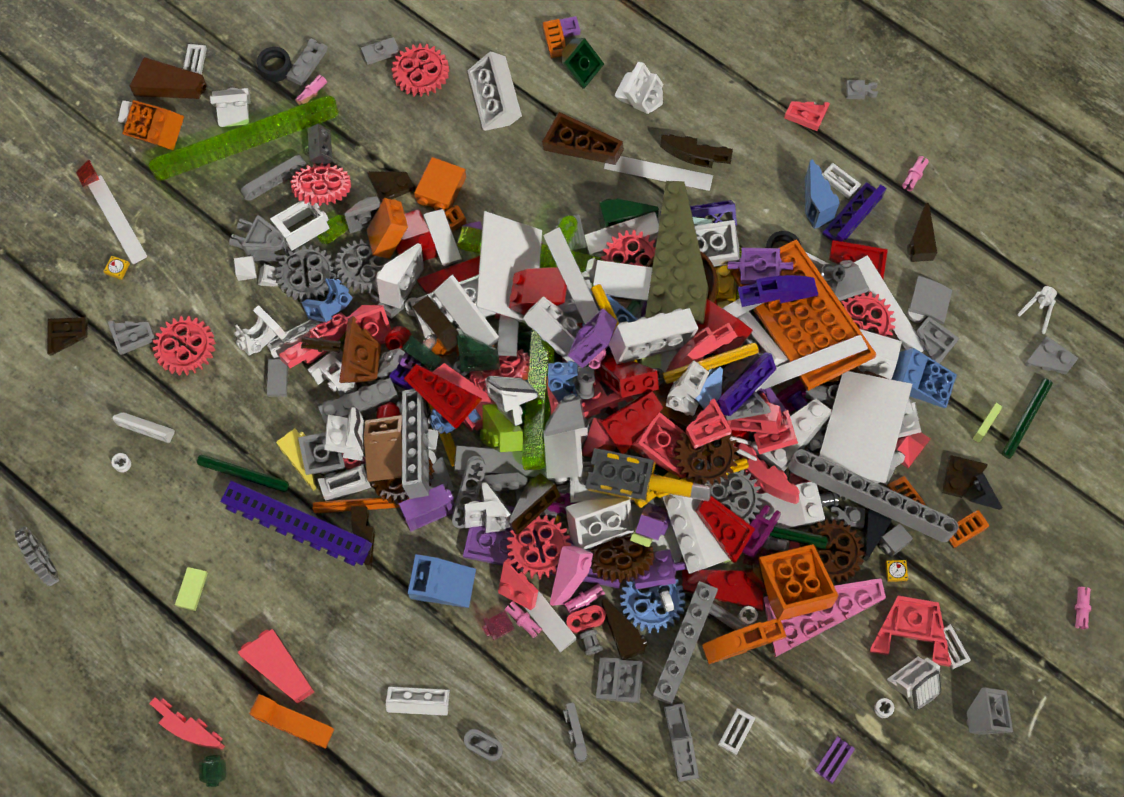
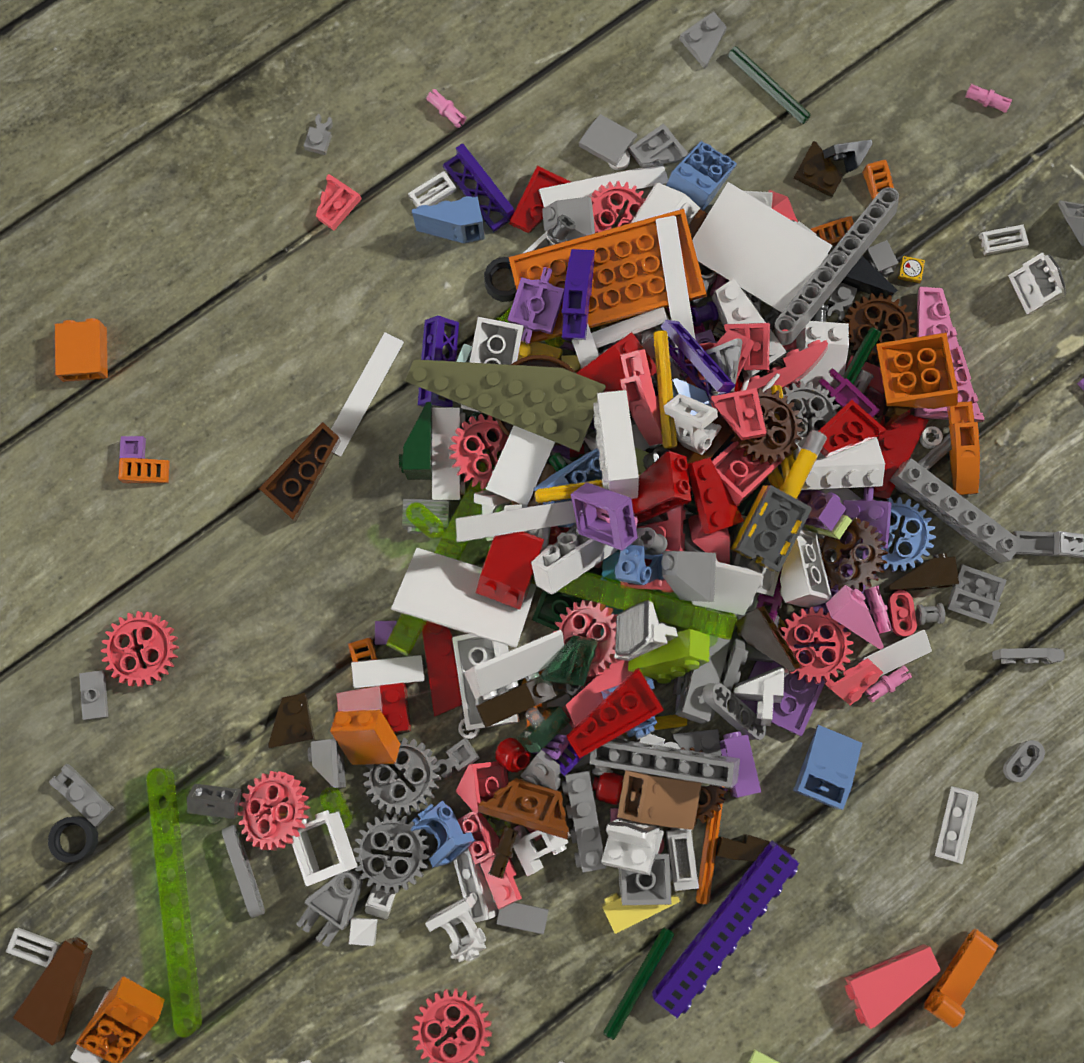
camera: 75 degrees left, 10 degrees up
(232, 106) = (121, 908): white piece -> none
(311, 90) = (127, 797): bright pink pin -> none
(399, 276) = (434, 737): white slope -> none
(440, 185) = (313, 659): orange brick -> none
(494, 92) = (199, 563): white slope -> none
(498, 626) = (889, 714): clear pink bracket -> none
(508, 336) = (551, 620): light grey slope -> none
(581, 61) = (186, 446): dark green slope -> none
(641, 89) = (249, 385): white piece -> none
(666, 601) = (911, 517): white tile -> none
(701, 155) = (346, 351): dark brown slope -> none
(728, 746) = (1050, 491): white tile -> none
(889, 712) = (1053, 331): white bush -> none
(917, 621) = (972, 266): coral wing -> none
(923, 243) = (531, 124): dark brown slope -> none
(987, 422) = (767, 125): yellowish green tile -> none
(1045, 298) = (636, 20): white plant -> none

